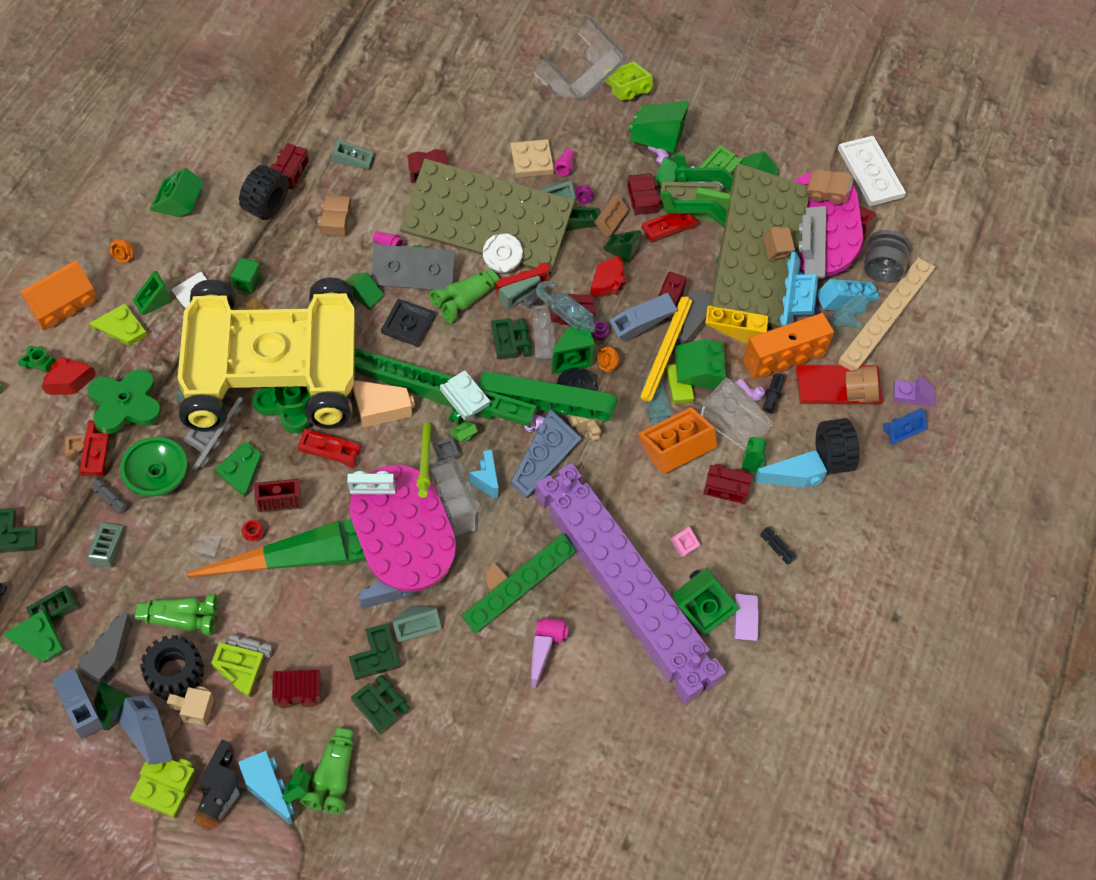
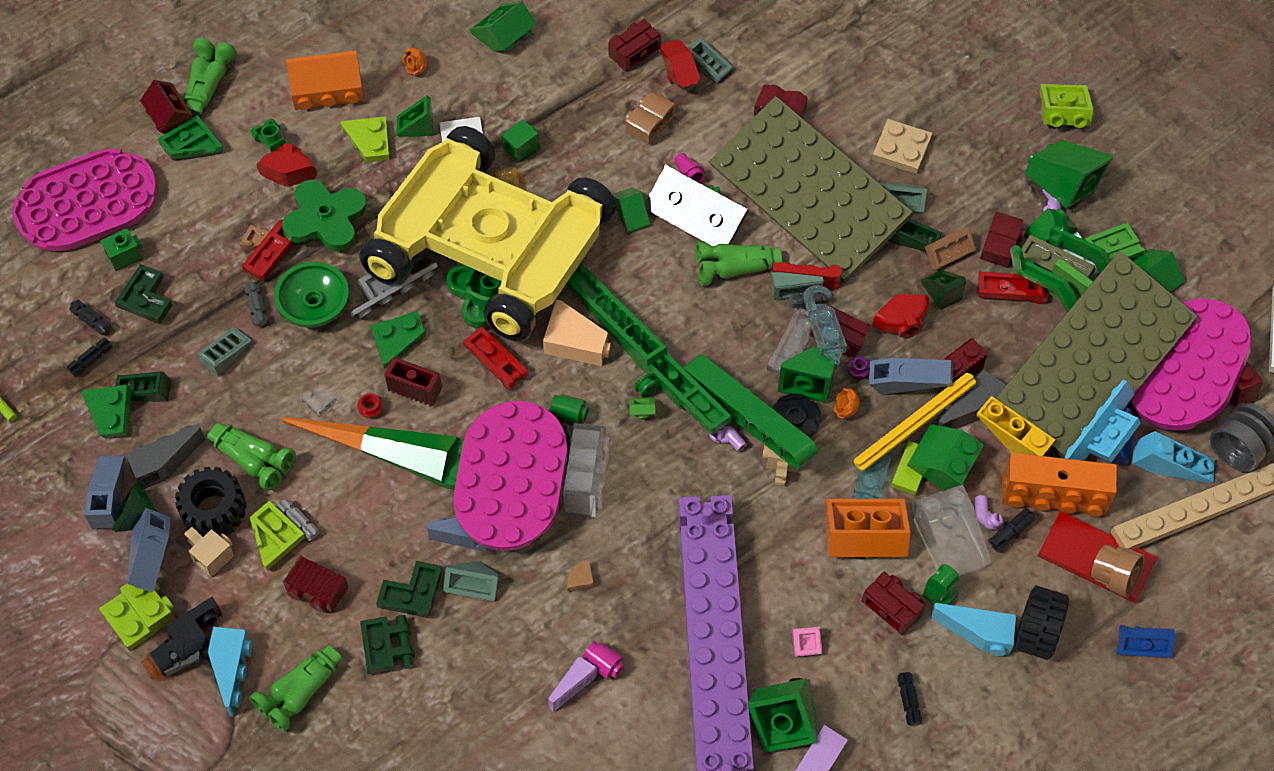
camera: 35 degrees right, 0 degrees up
(263, 192) = (586, 60): black tyre -> none
(298, 785) = (254, 681): green plate -> none
(335, 166) = (679, 64): none -> red piece
(365, 483) = (504, 415): light aqua plate -> none
(408, 322) = (657, 265): black tile -> none
(408, 457) = (569, 408): none -> green brick
(423, 479) = (555, 434): lime bar -> none
(446, 449) = (614, 418): dark grey tile -> none
(464, 395) = (661, 368): light aqua plate -> none
(486, 478) = (636, 467): medium azure slope -> none
(502, 253) = (801, 235): white tile -> none
(504, 338) = (747, 329): dark green plate -> none
(518, 583) = (601, 593): green plate -> none
(545, 452) = (718, 469): sand blue wing -> none
(564, 164) = (934, 167): dark pink cone -> none
(584, 197) = (935, 210): magenta plate -> none
(603, 57) = (1052, 69): clear windscreen -> none
(778, 243) = (1114, 362): medium nougat brick -> none
(814, 240) = (1162, 379): light grey bracket -> none
(830, 186) = (1218, 325): medium nougat brick -> none
(845, 314) = (1154, 483): clear light blue slope -> none
(915, 393) = (1185, 610): medium lavender slope -> none

